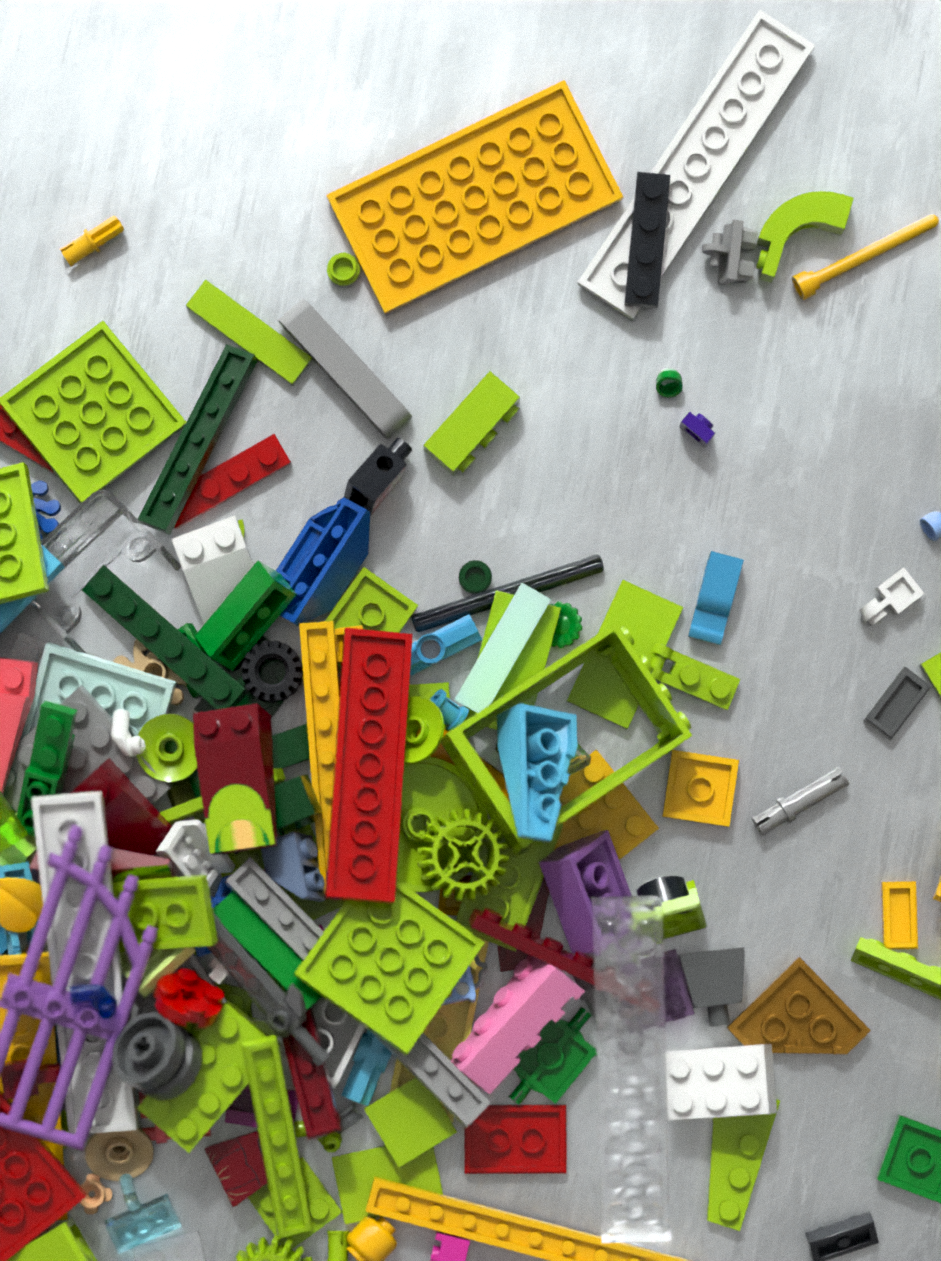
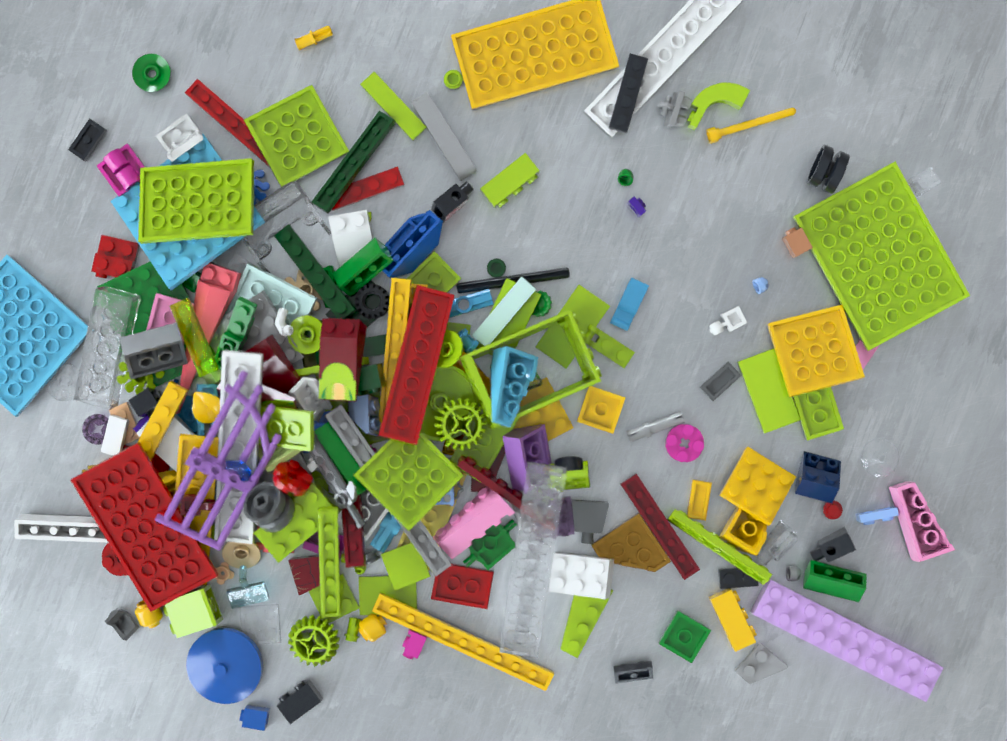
camera: 10 degrees right, 5 degrees up
(841, 973) = (660, 526): none -> dark red plate
(875, 820) = (674, 438): none -> dark pink plate

